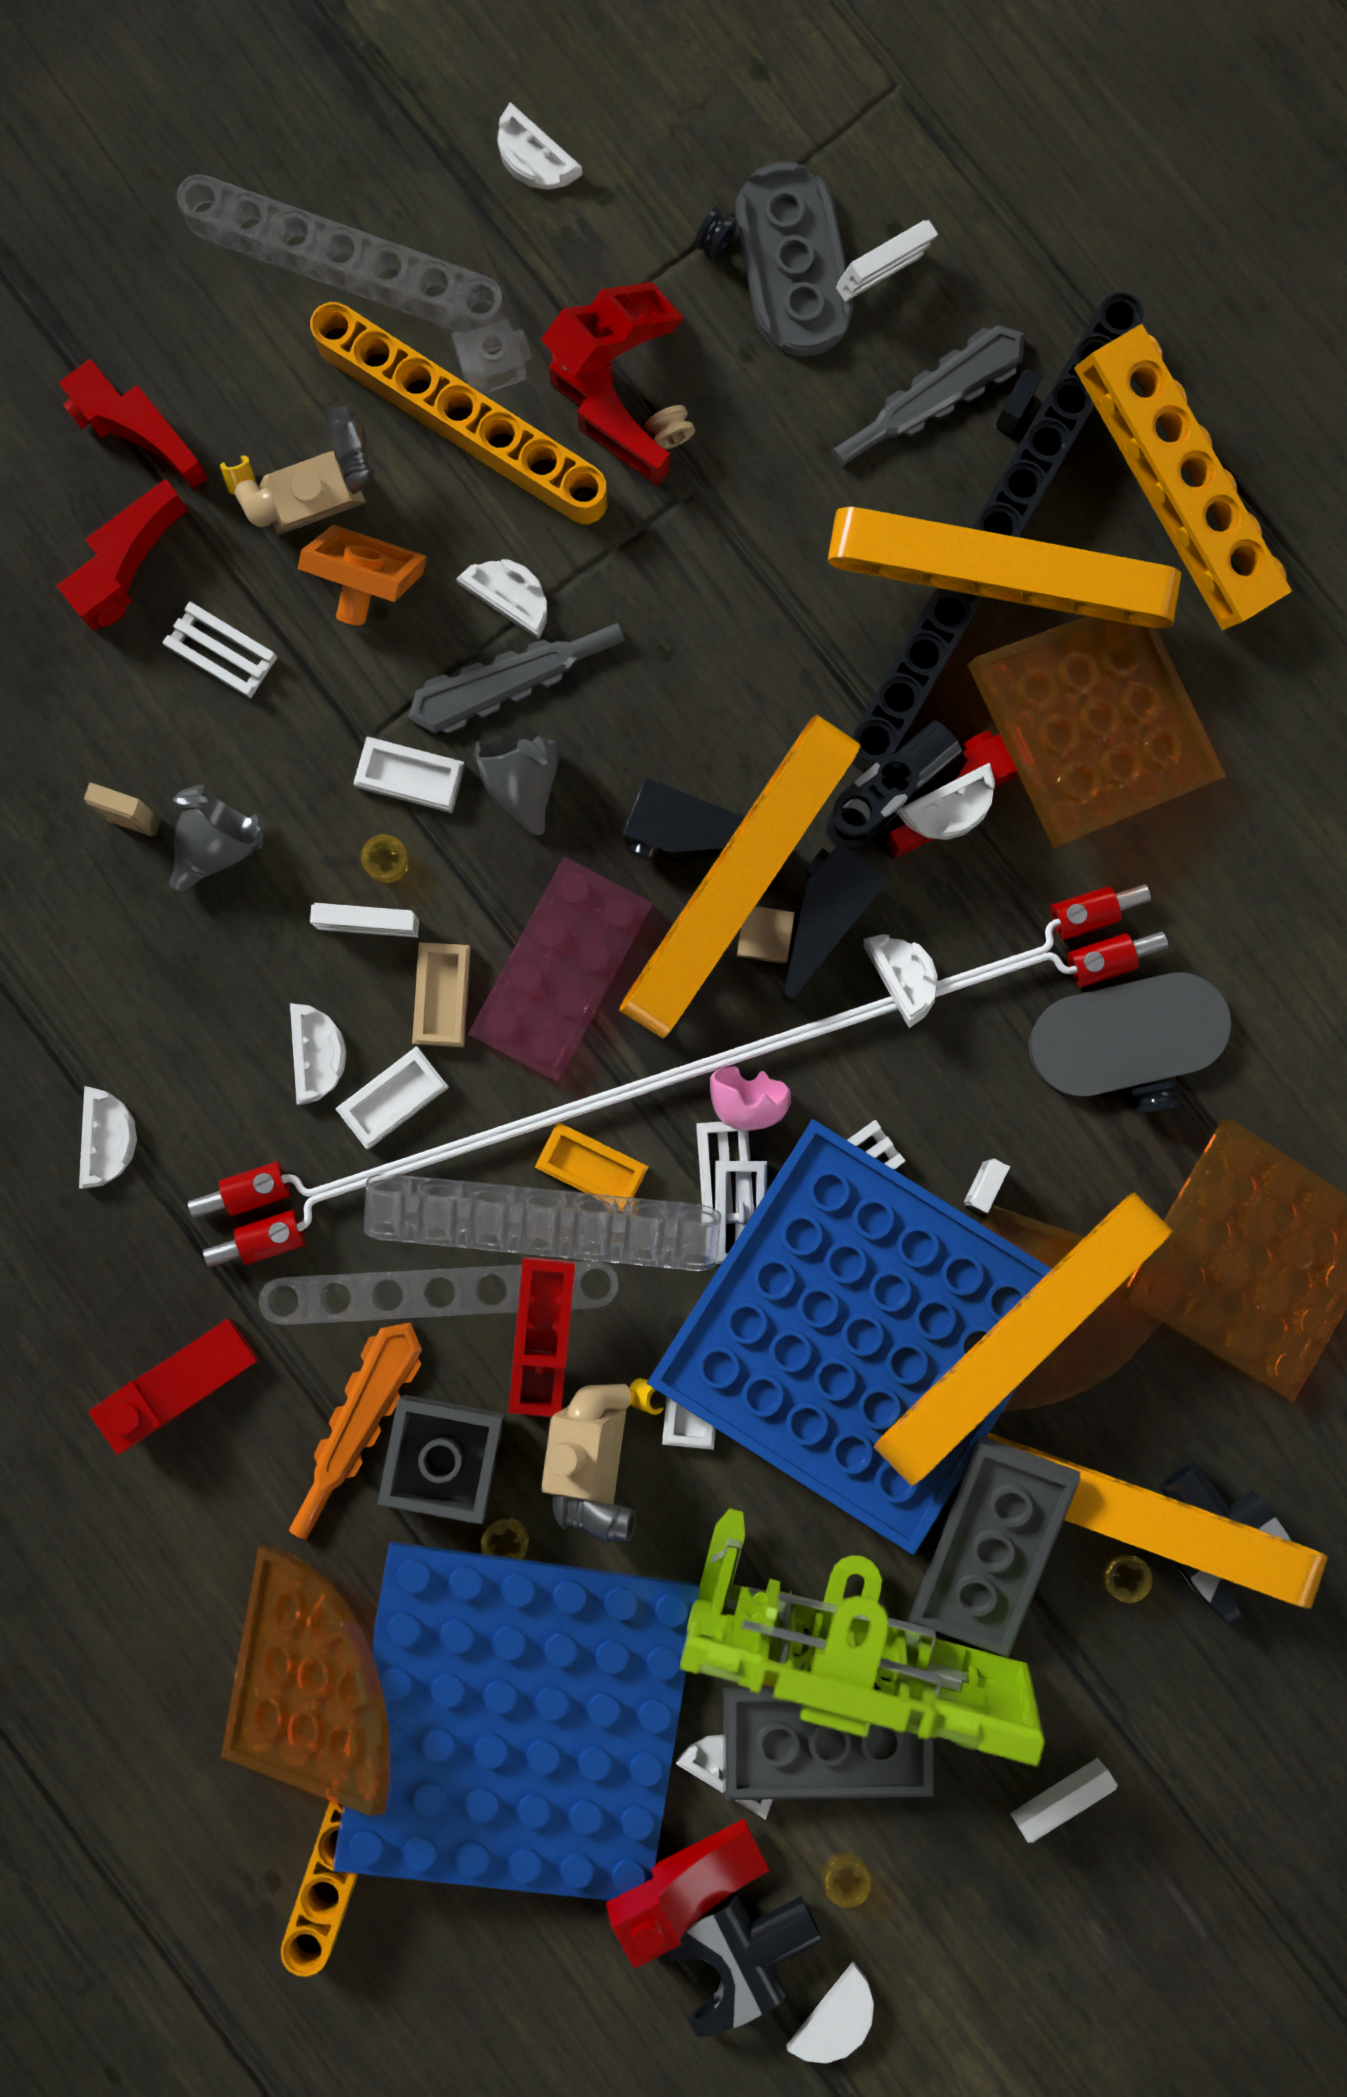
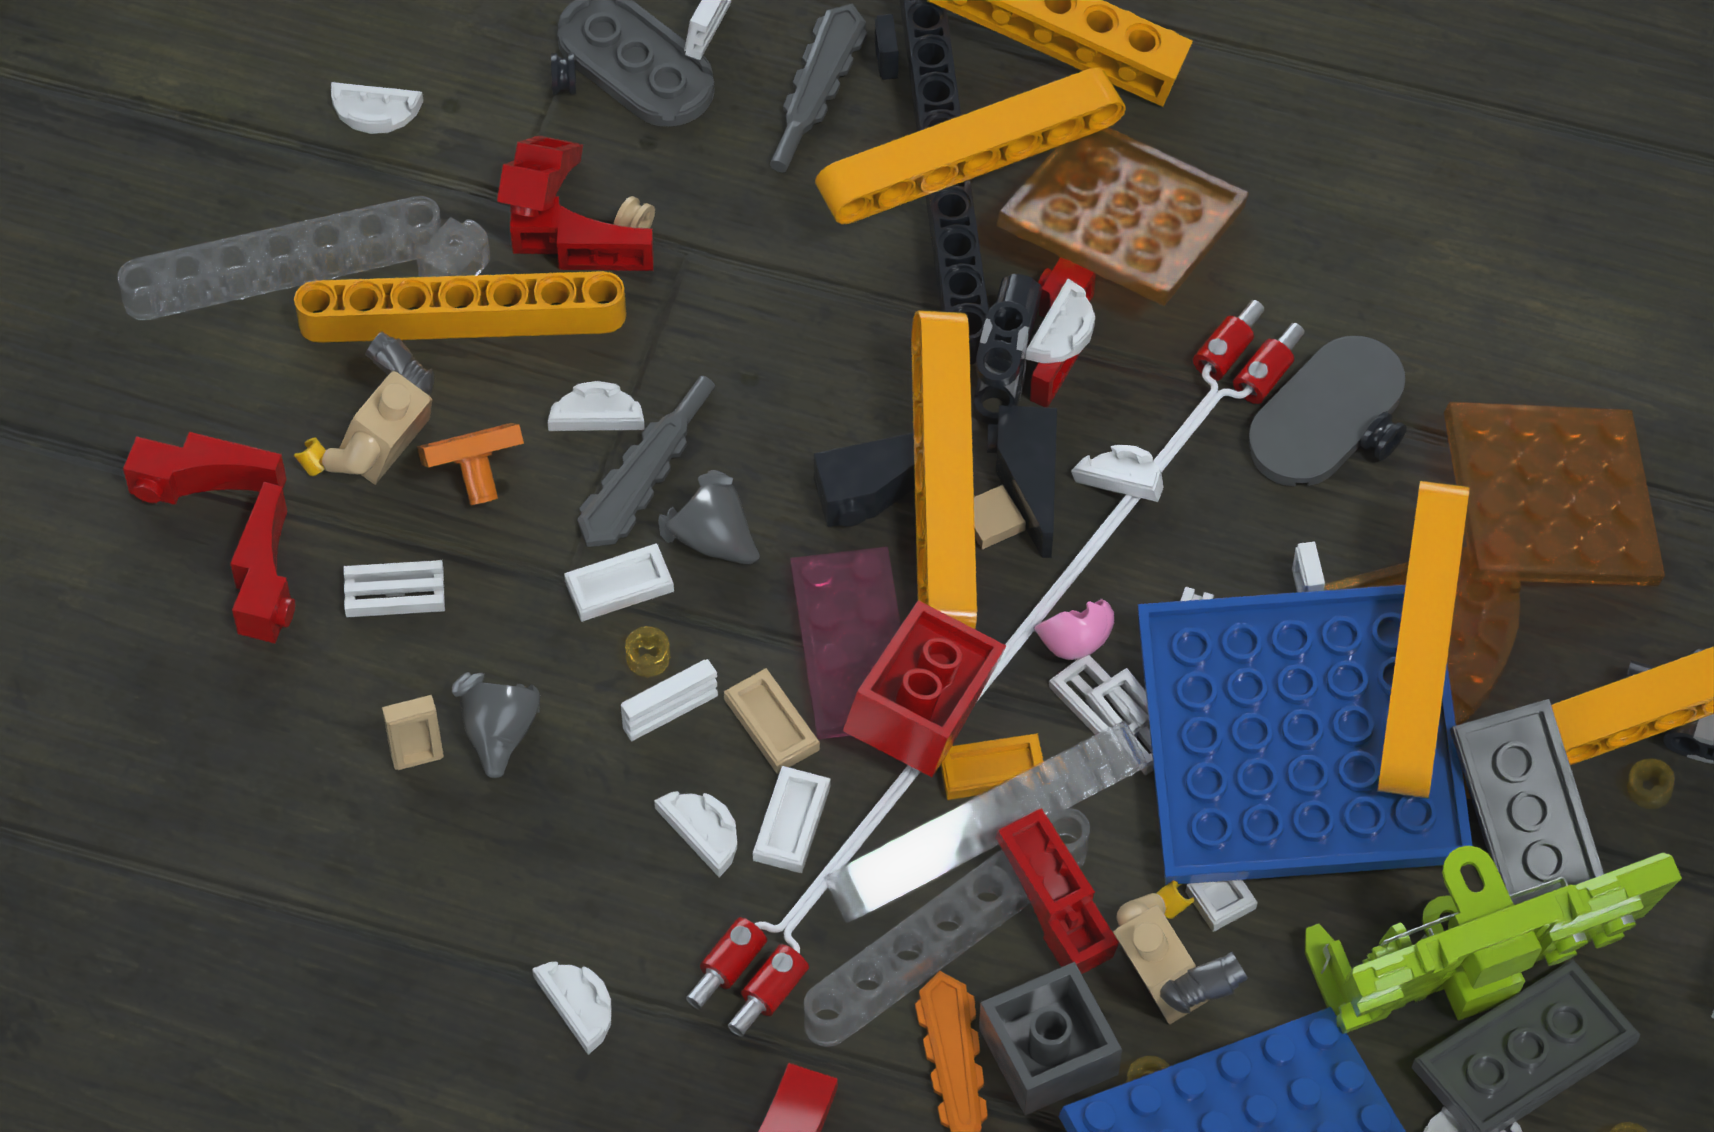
camera: 30 degrees left, 25 degrees down
(574, 1070) = (923, 688): none -> red slope

